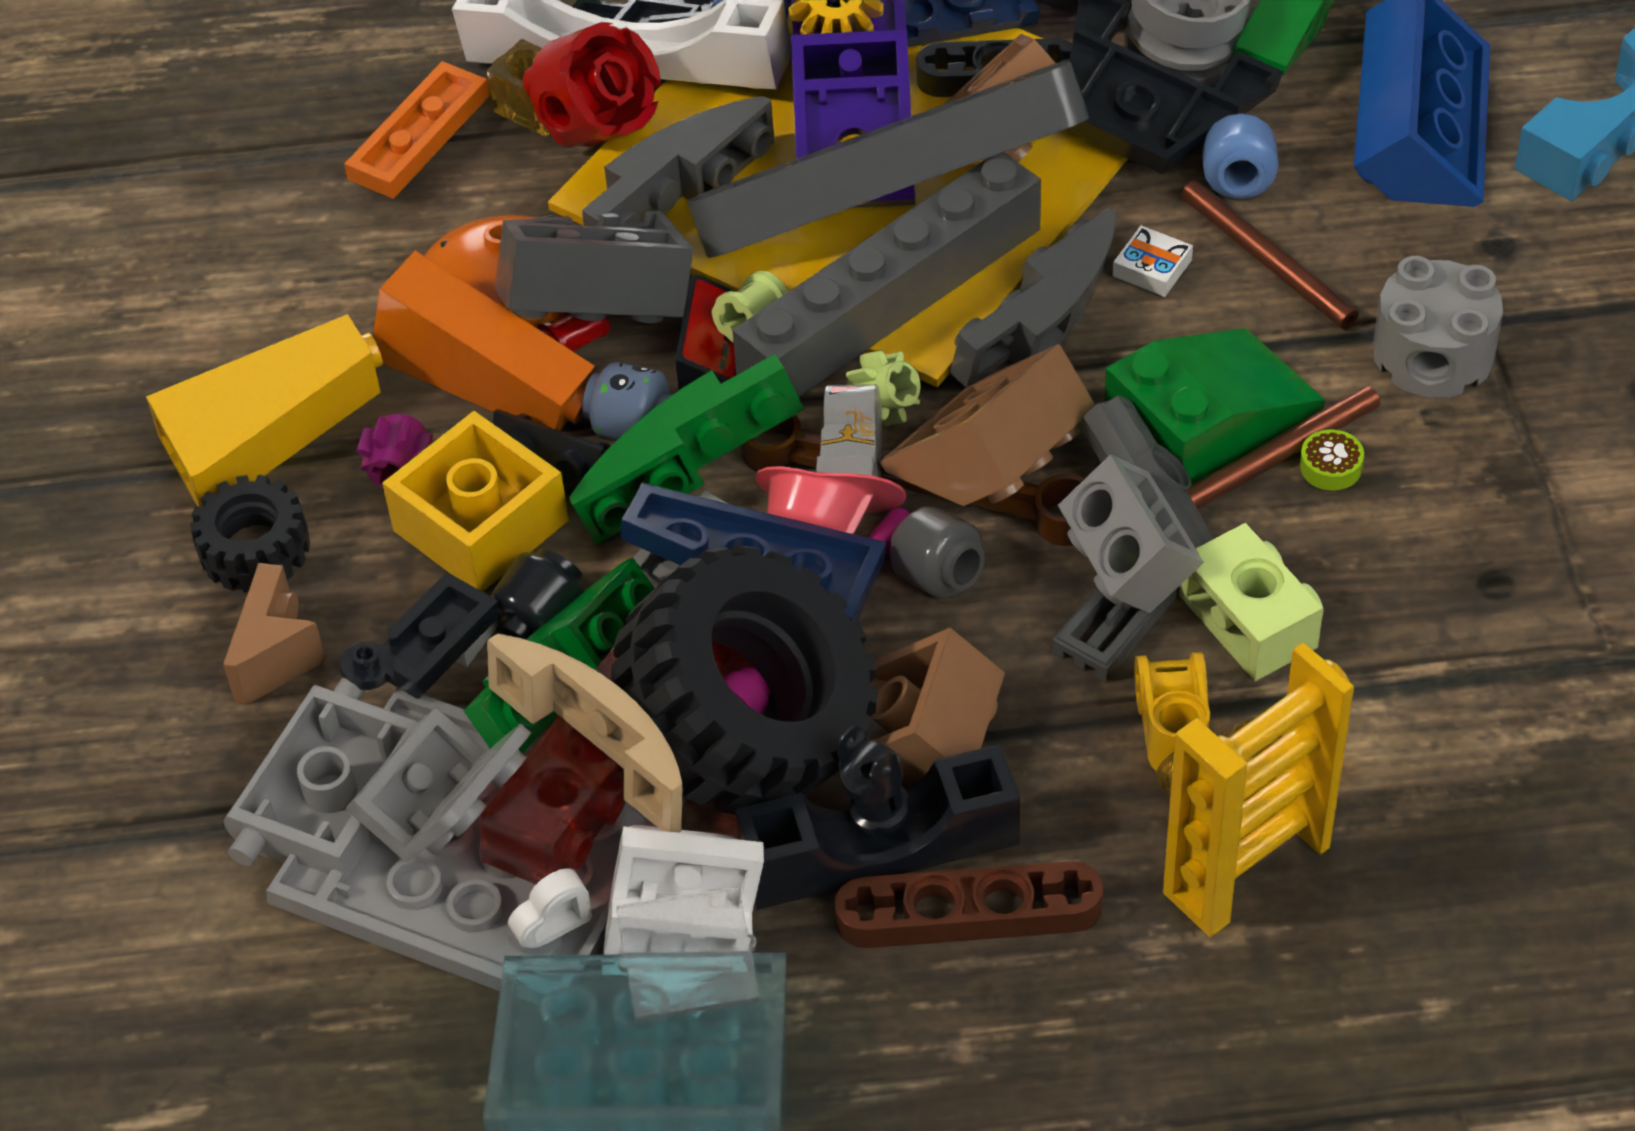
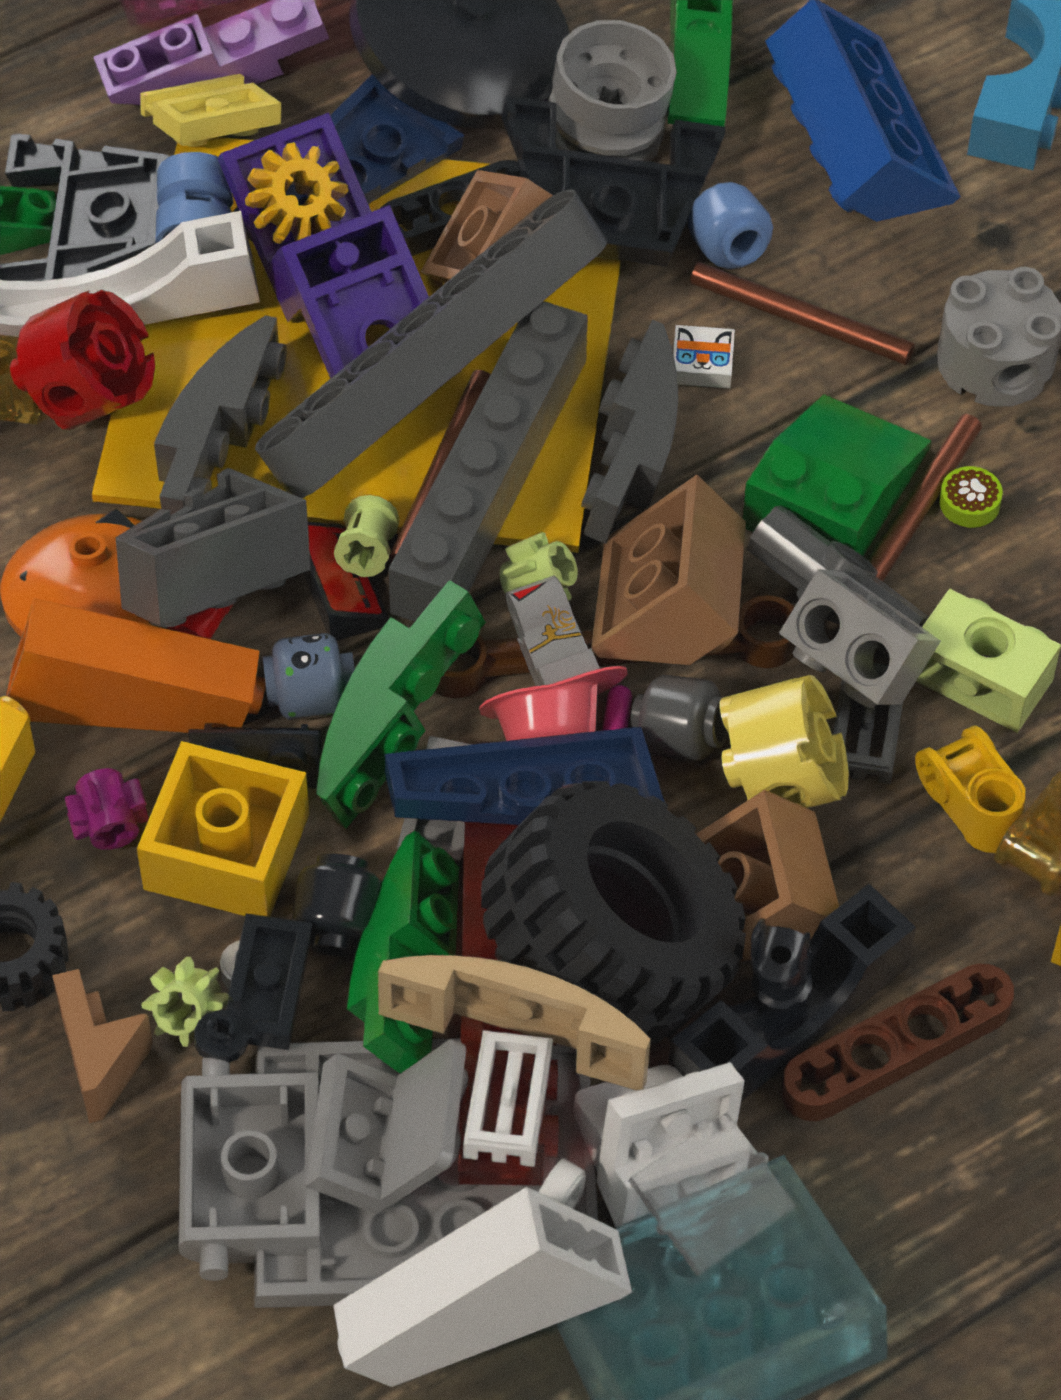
camera: 30 degrees left, 5 degrees up
(358, 620) = (197, 989): none -> yellowish green gear
(441, 950) = (481, 1288): none -> white slope
(555, 798) = (502, 1142): none -> white tile
(1006, 601) = (785, 743): none -> light yellow brick

